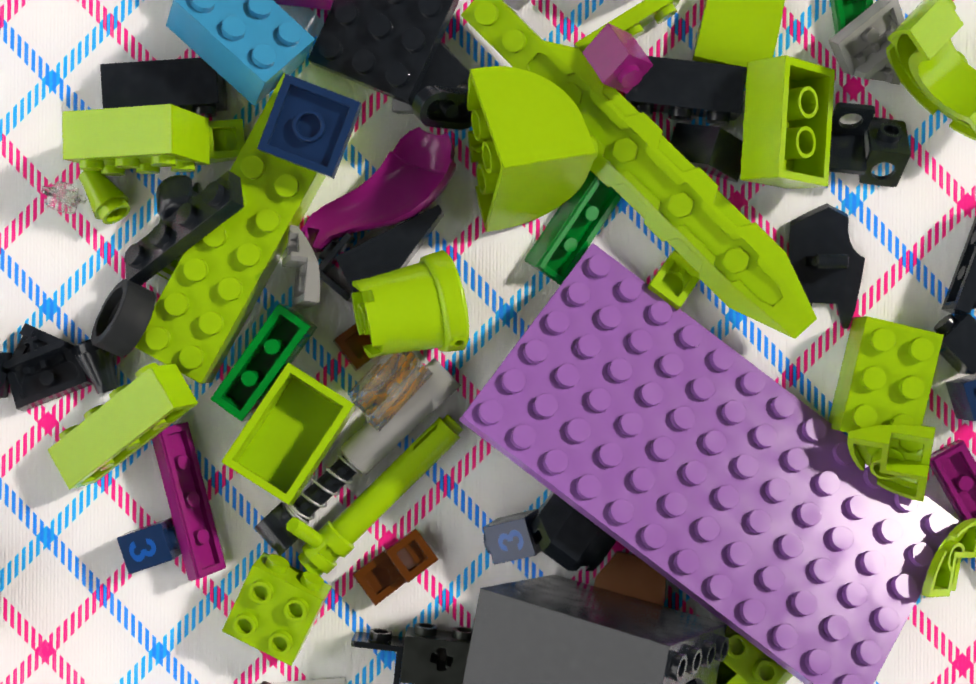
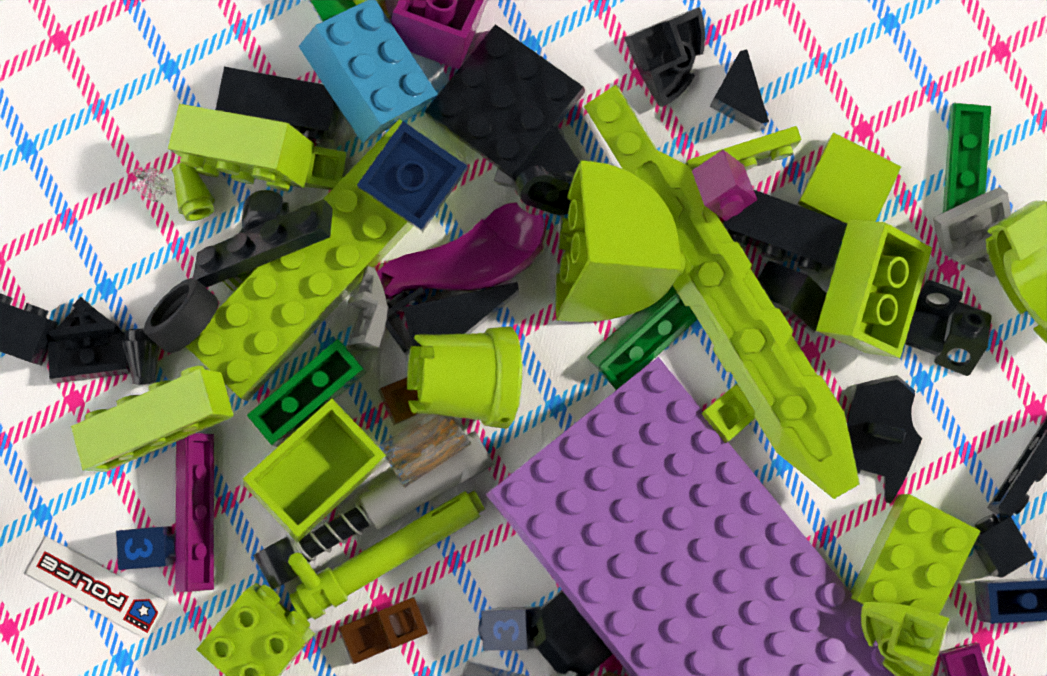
camera: 10 degrees right, 5 degrees down
(116, 592) = (96, 587): none -> white sticker

